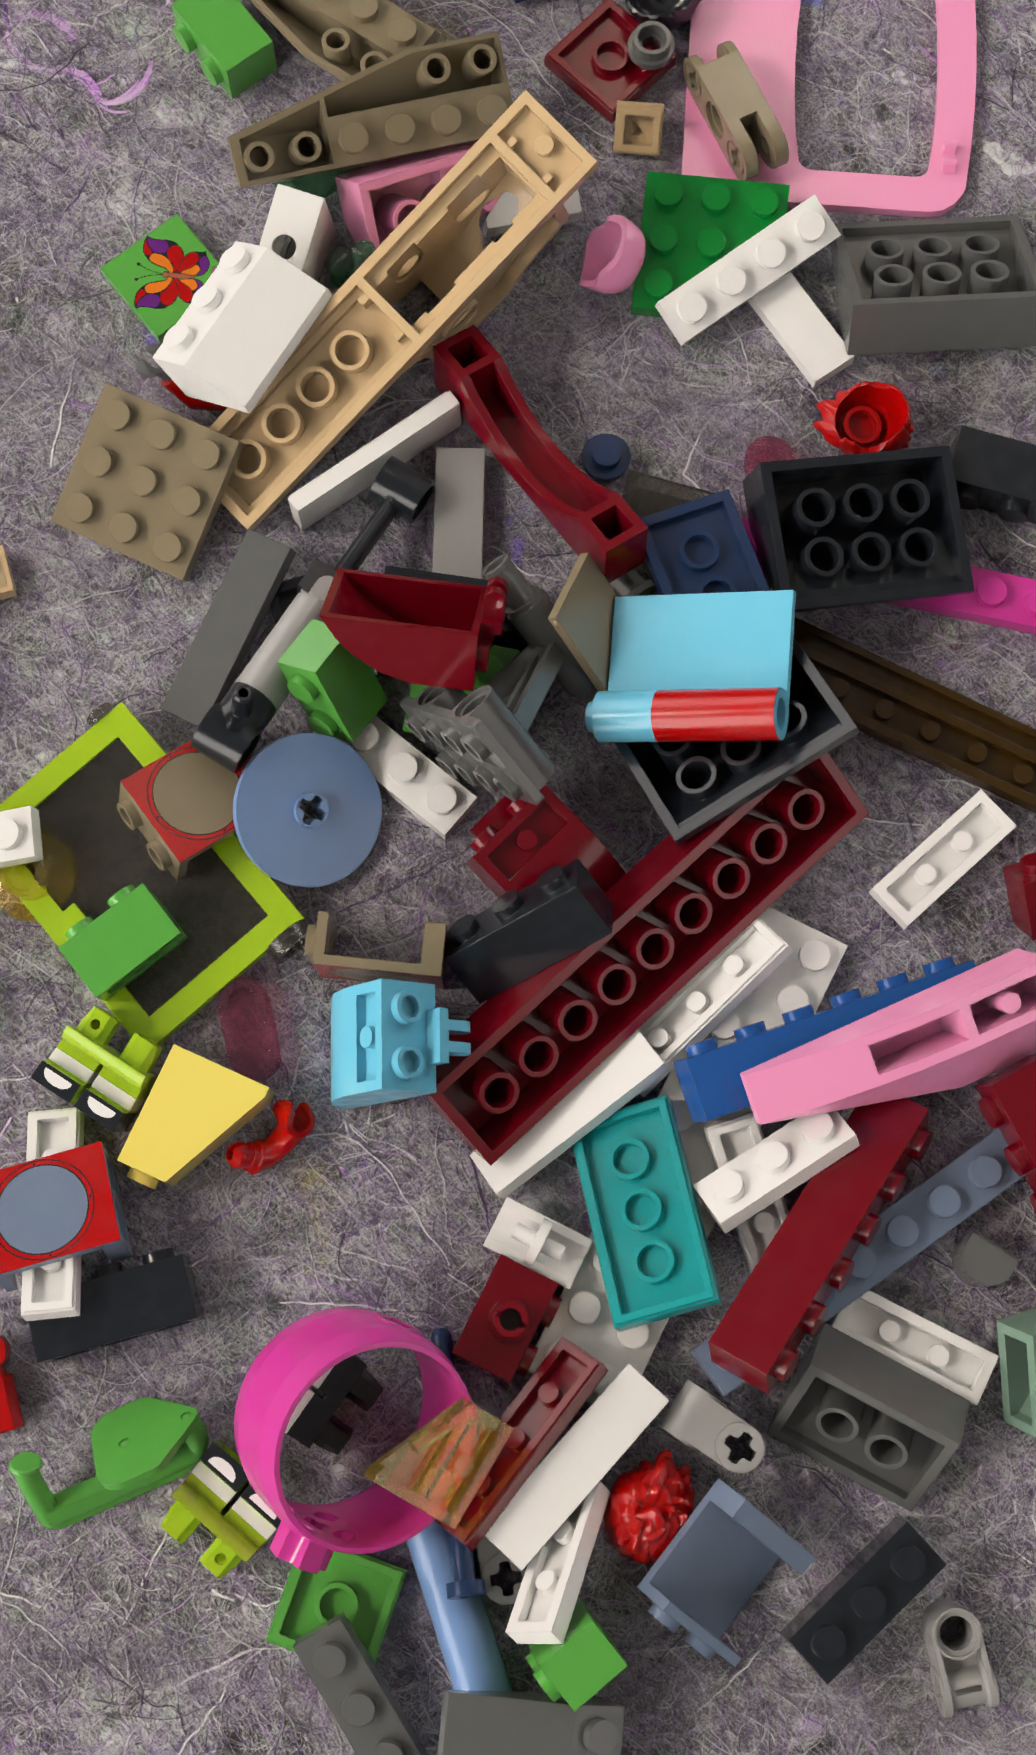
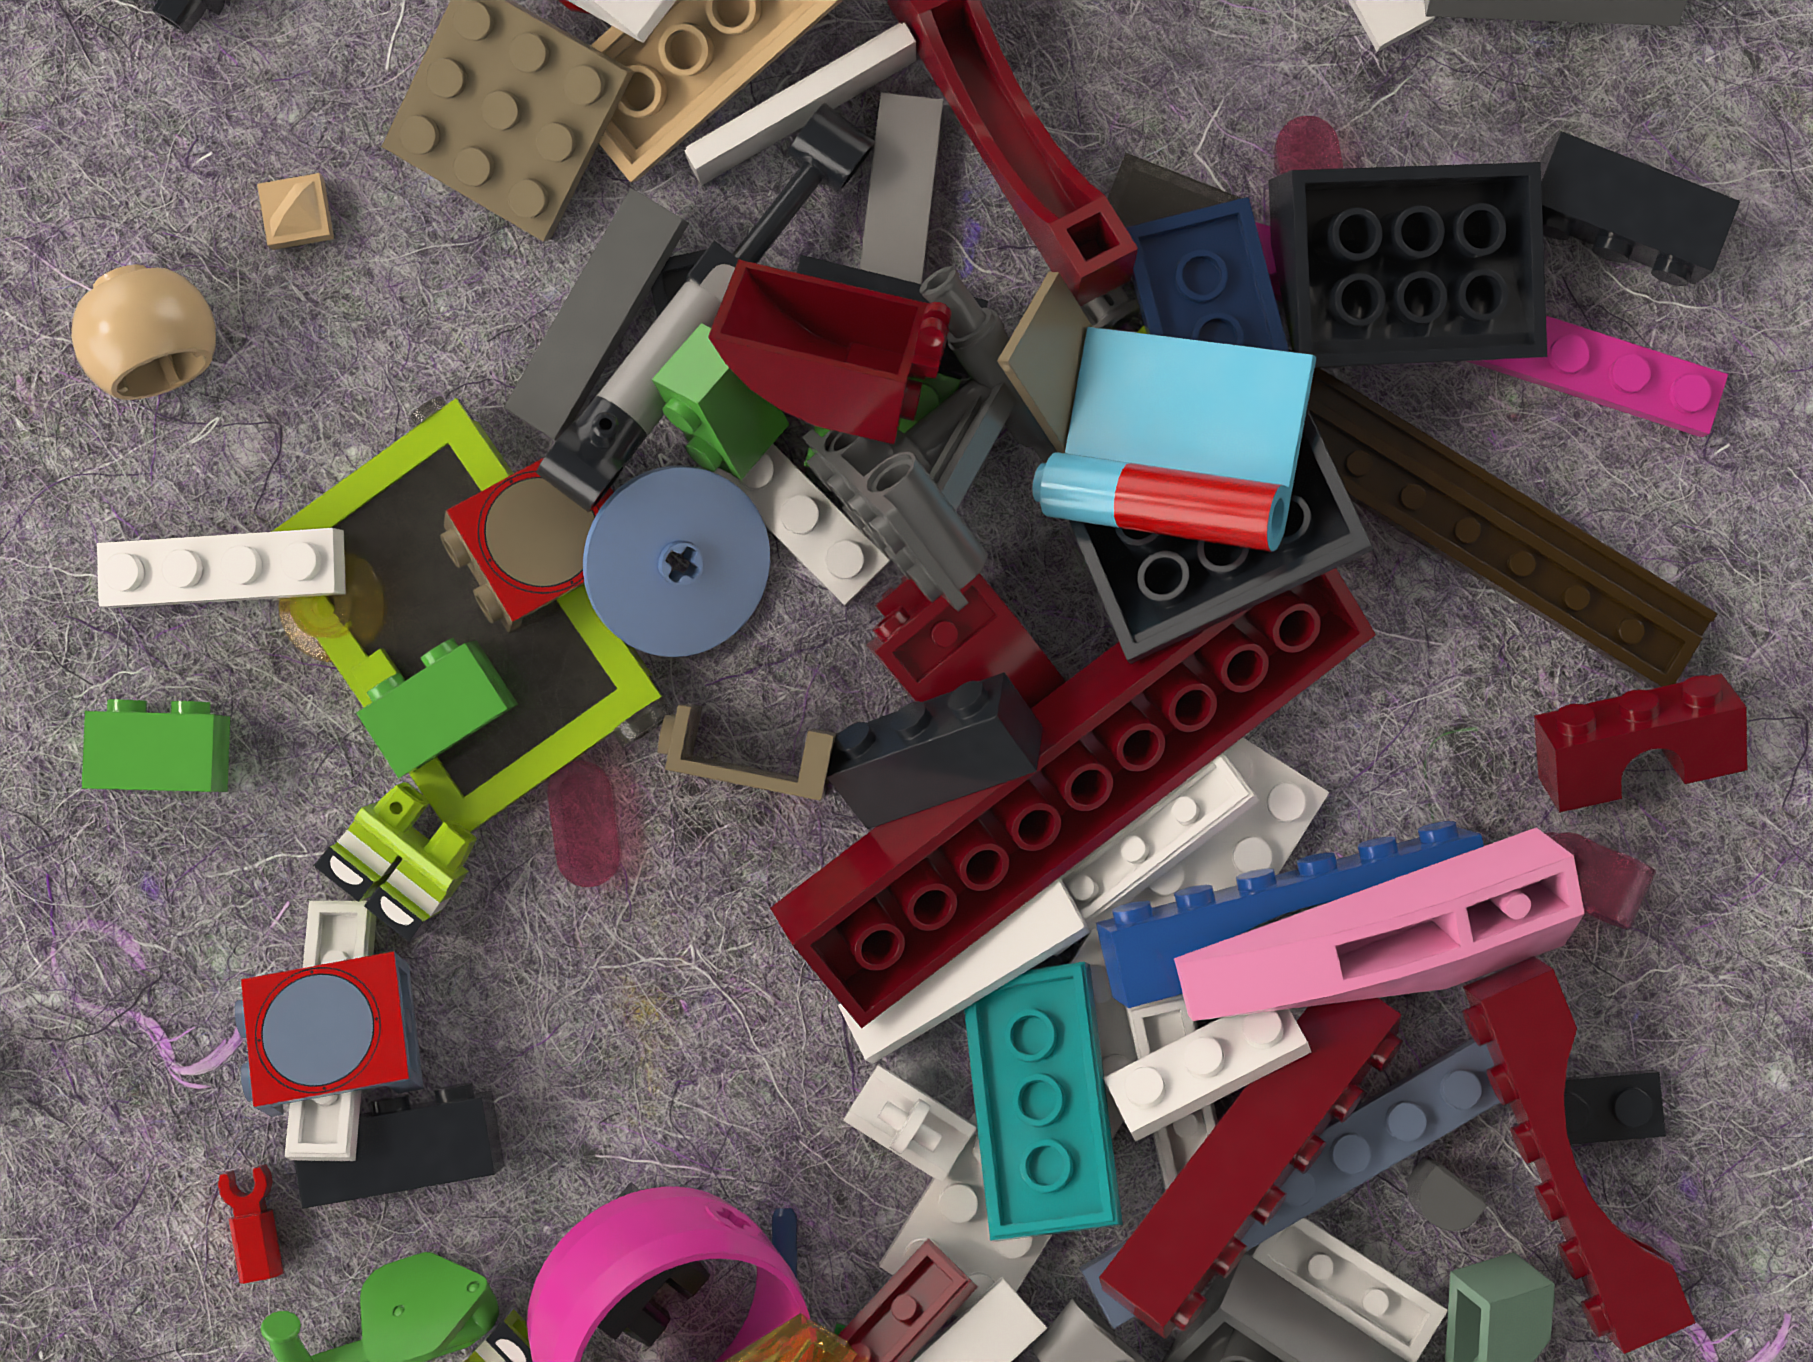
camera: 10 degrees right, 10 degrees up
(188, 1117) = (501, 926): light yellow slope -> none
(264, 1153) = (623, 954): red piece -> none
(389, 1042) = (751, 877): medium azure piece -> none
(507, 1318) = (863, 1210): dark red brick -> none
(606, 457) = (1097, 125): dark blue plate -> none
(866, 419) = (1438, 112): red hair -> none
(942, 859) = (1461, 694): white plate -> none

